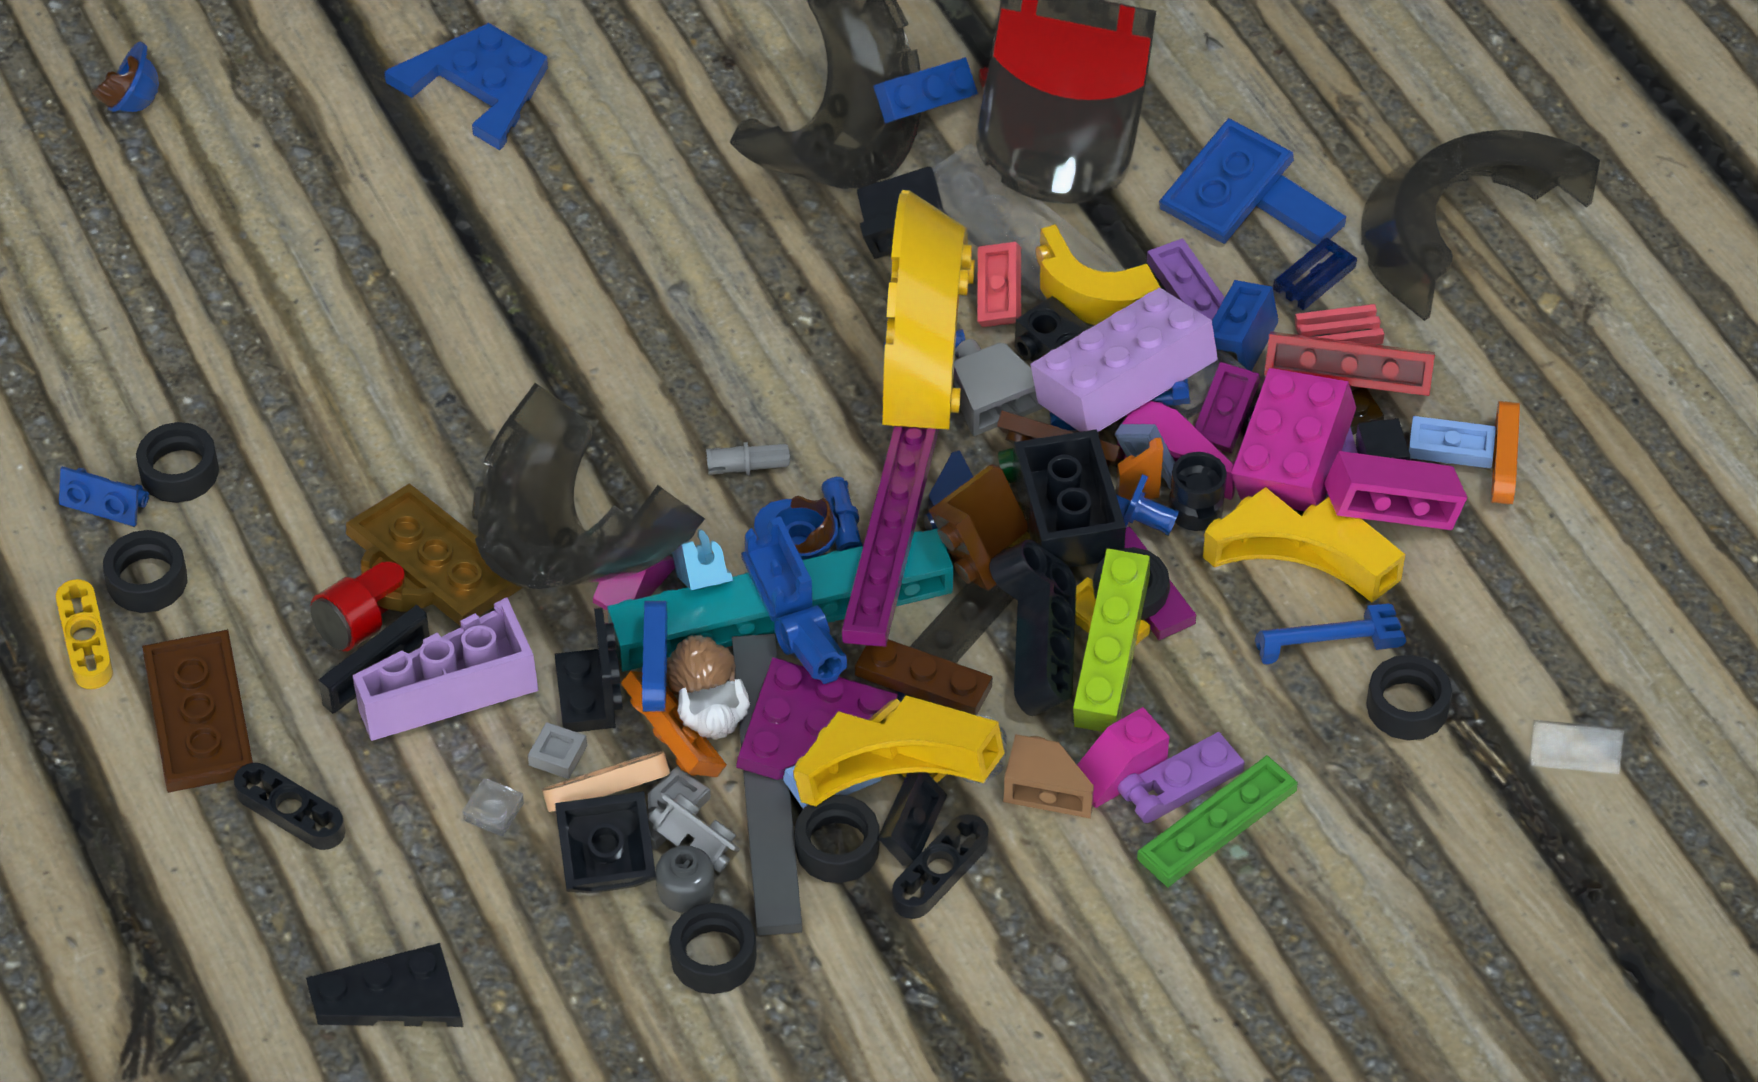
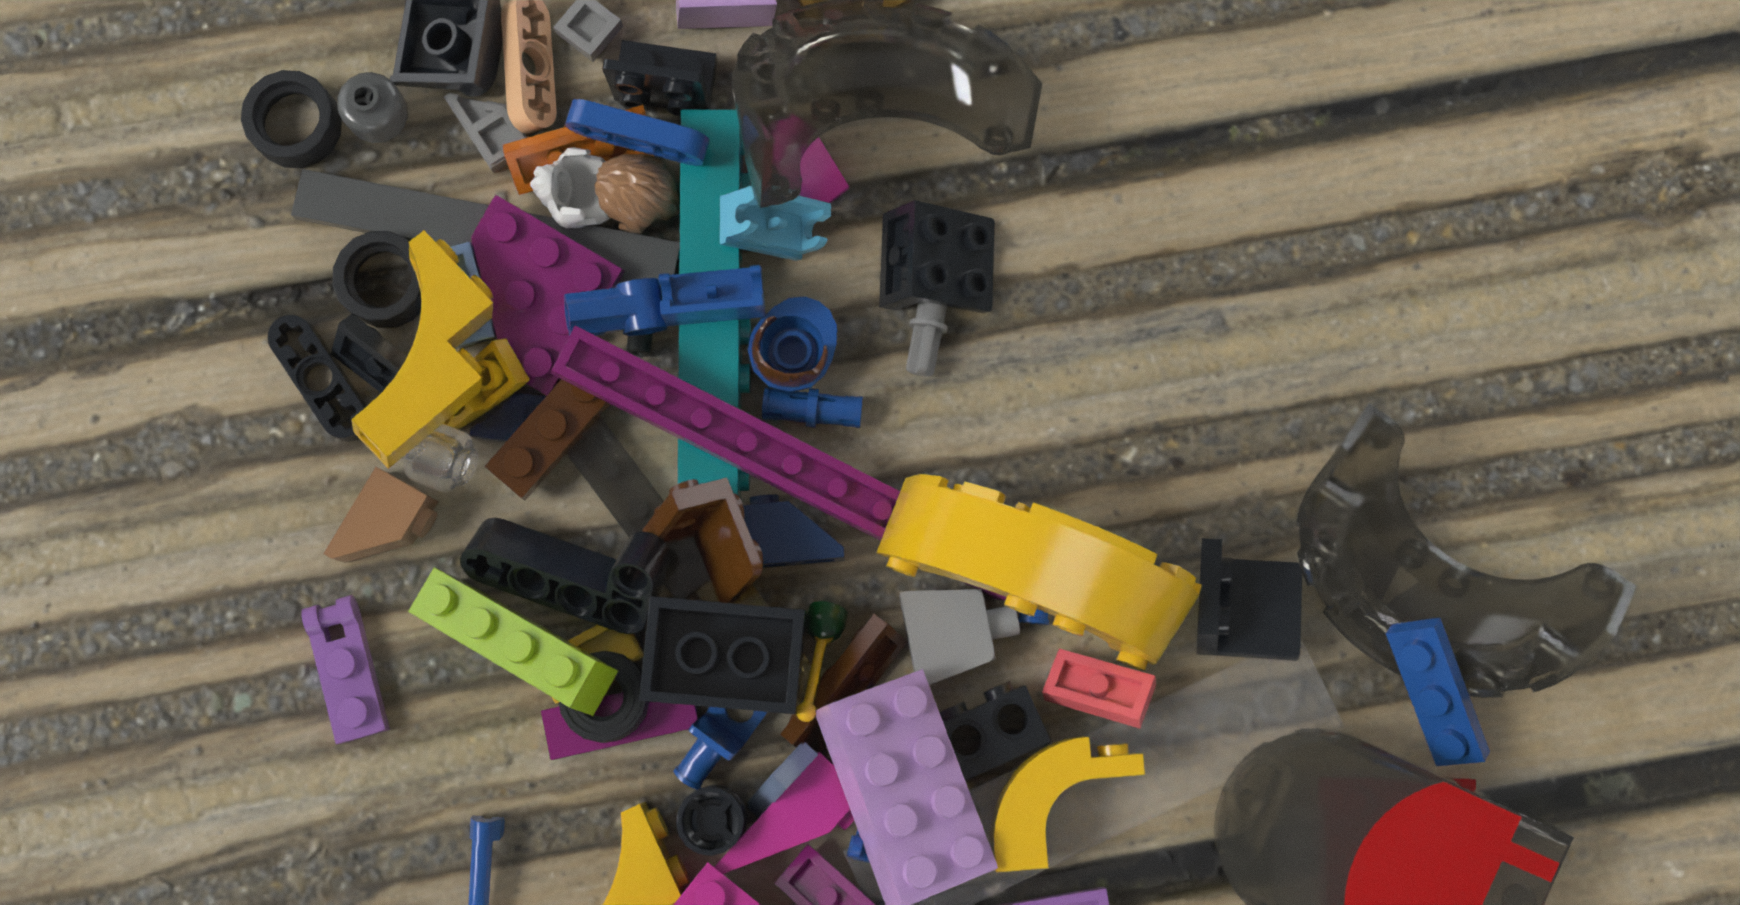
camera: 105 degrees right, 30 degrees up
(485, 65) = (1627, 191): blue wing -> none
(681, 819) = (434, 141): light grey hinge -> none
(693, 464) = (936, 258): none -> black bracket
(1121, 750) = (379, 609): dark pink slope -> none
(1147, 463) = (756, 759): orange tile -> none
(1217, 821) = (280, 691): bright green tile -> none

